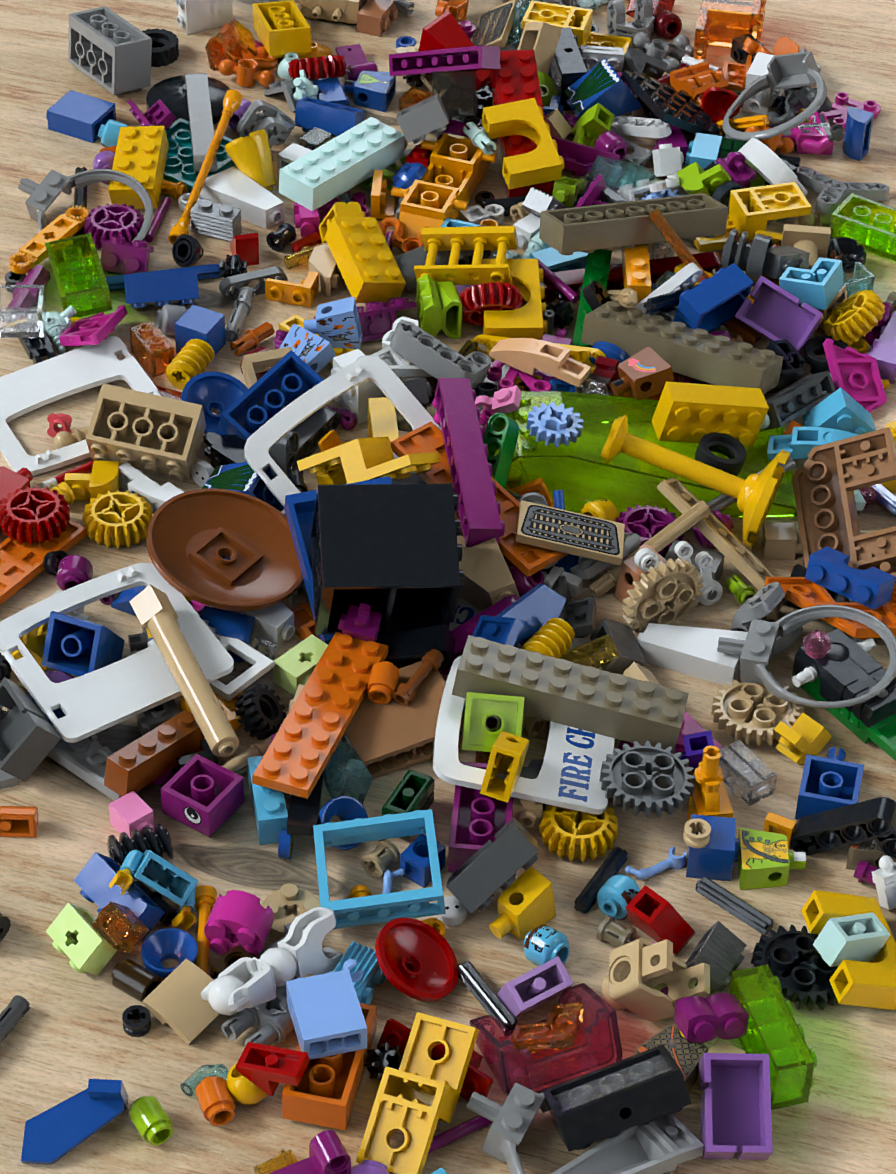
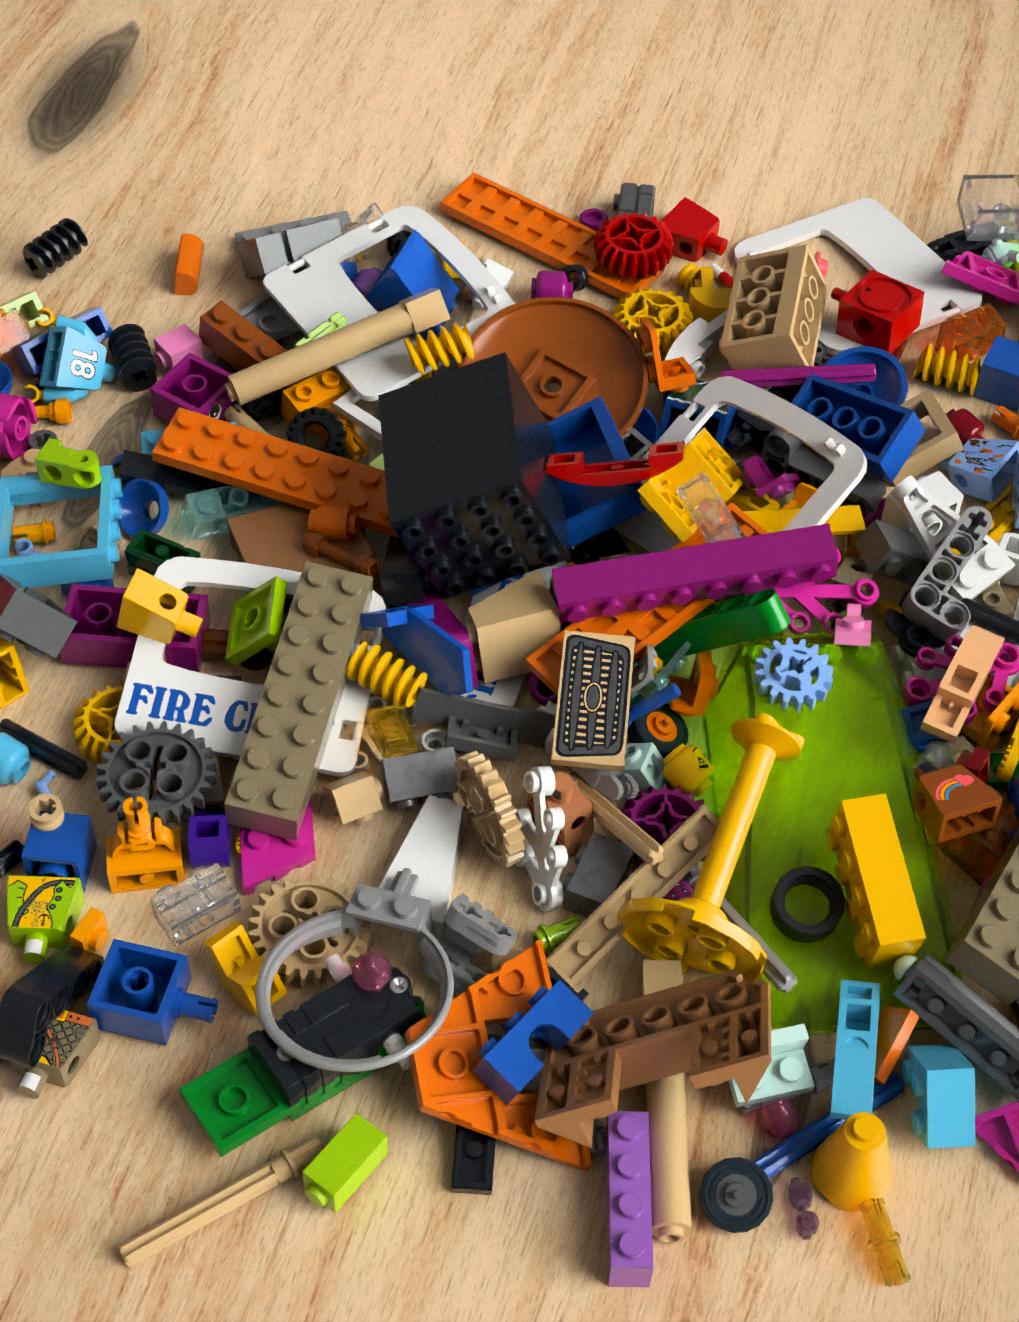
camera: 90 degrees right, 10 degrees up
(146, 372) = (878, 311): none -> red piece
(160, 689) = (335, 322): none -> lime axle
(202, 599) = (440, 348): none -> yellow piece
(209, 476) = (666, 375): none -> orange bracket
(212, 429) = (797, 375): none -> magenta axle
(325, 846) = (68, 466): none -> lime leg
(361, 426) = (759, 477): none -> magenta bracket
(380, 457) = (573, 468): none -> red slope
(419, 438) = (708, 509): none -> clear brick

